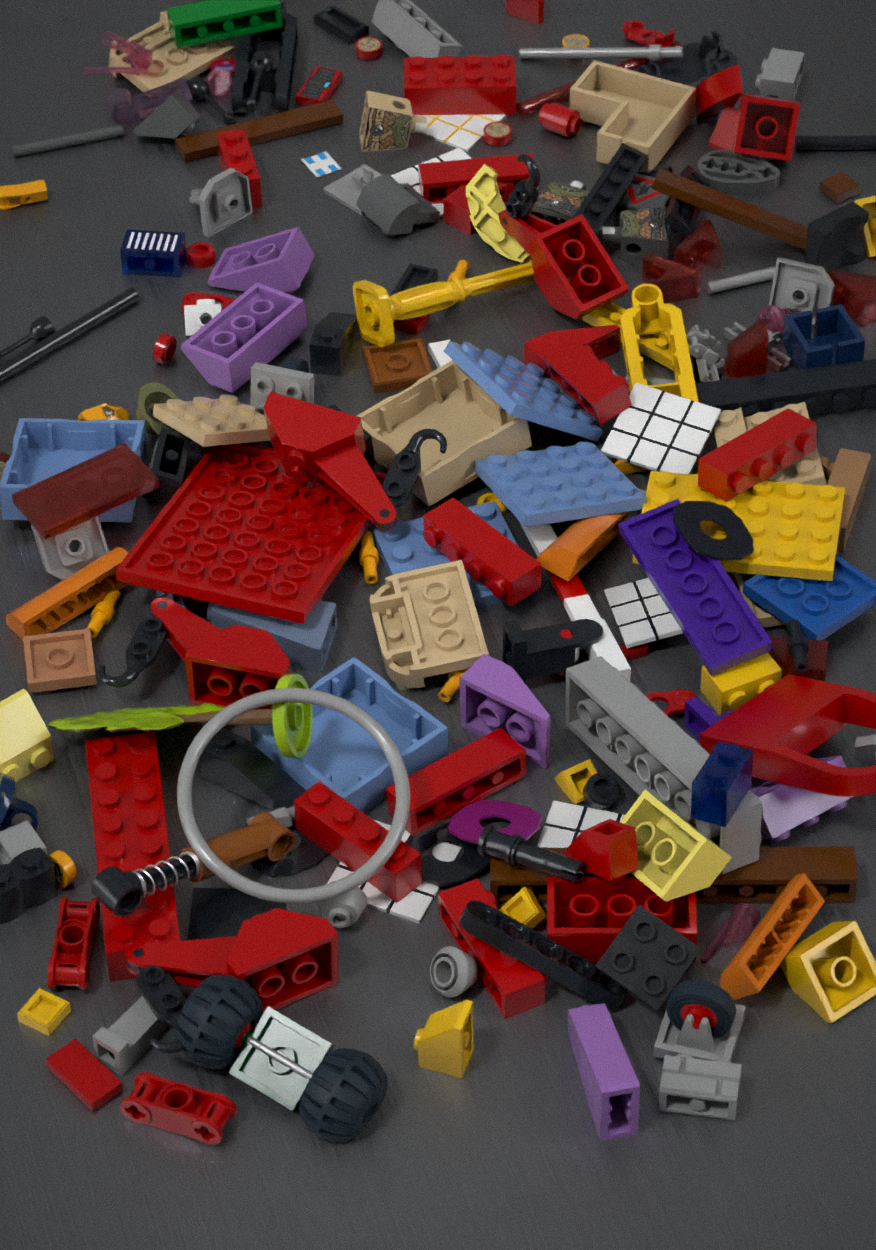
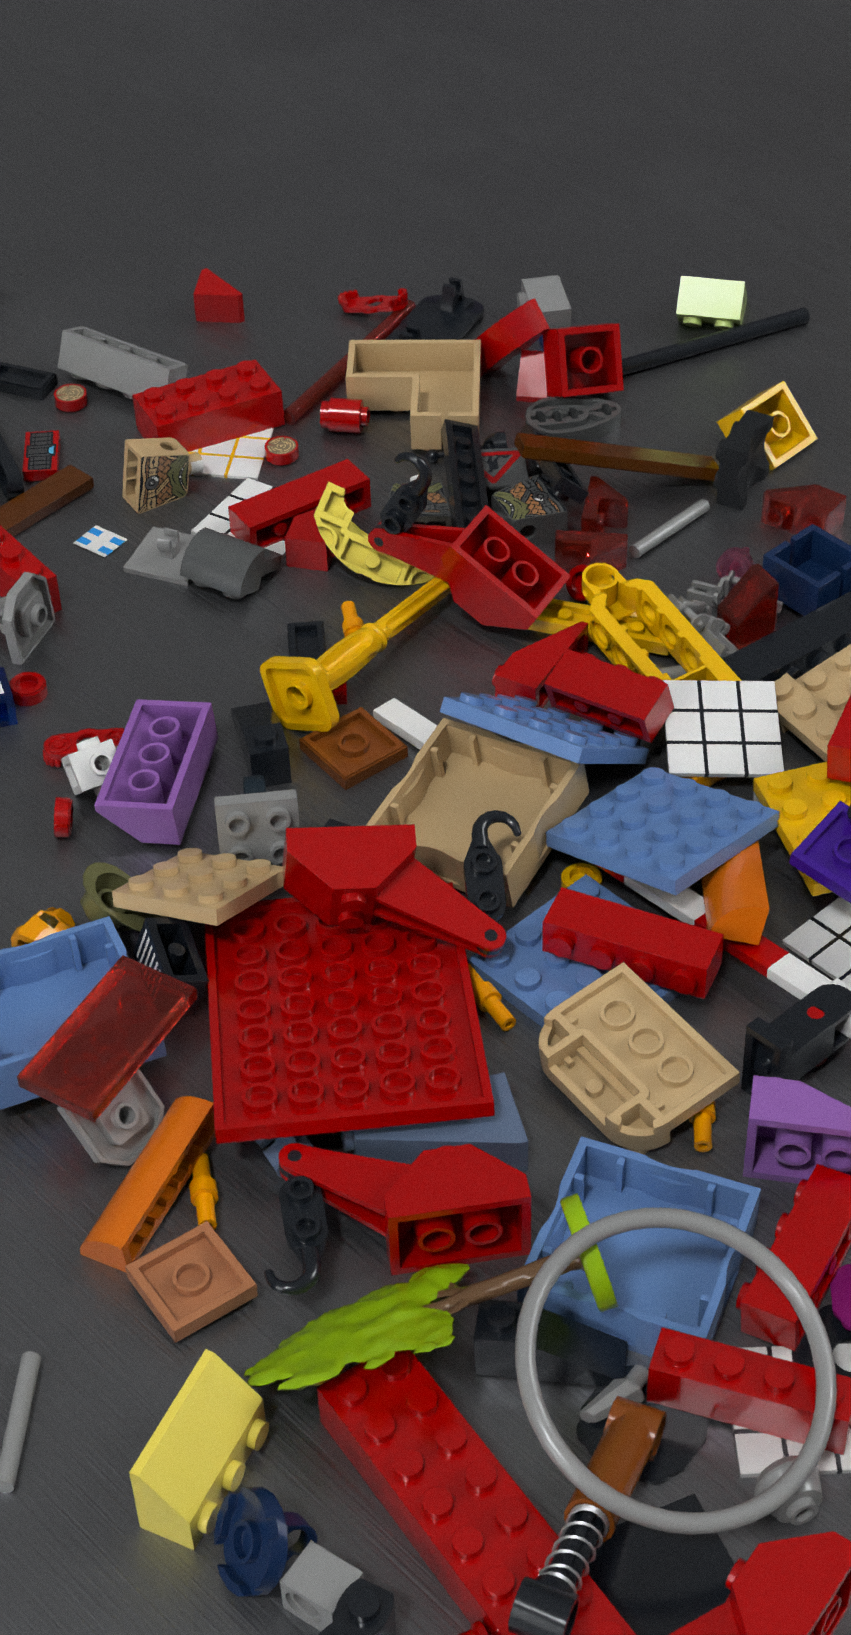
camera: 25 degrees left, 0 degrees up
(64, 868) = (399, 1584): light orange tile -> none
(273, 261) = (115, 675): medium lavender slope -> none
(575, 41) = (300, 334): tile -> none
(654, 52) = (398, 317): light grey bar -> none
(801, 287) = (750, 520): light grey piece -> none
(840, 187) = (688, 404): reddish brown tile -> none

